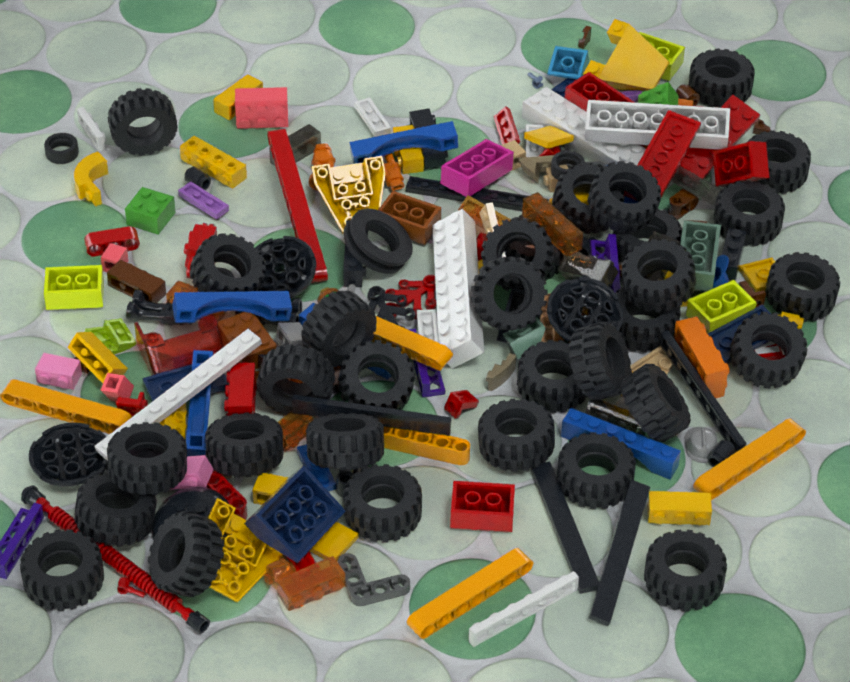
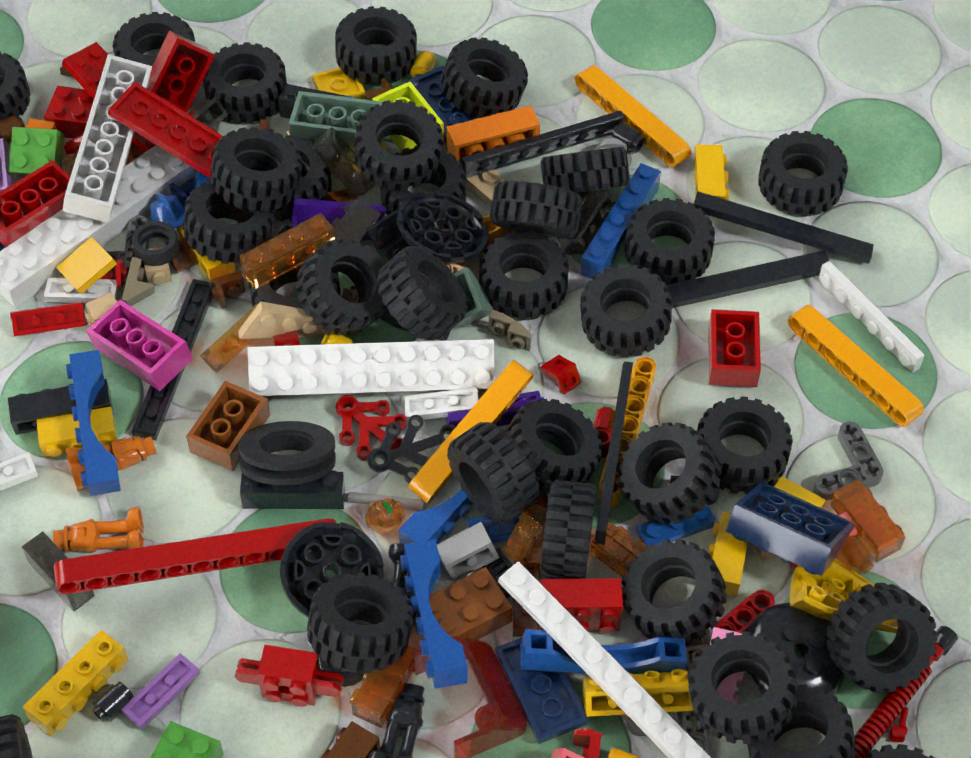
camera: 90 degrees left, 10 degrees up
(350, 187) = (175, 486): yellow wedge -> none

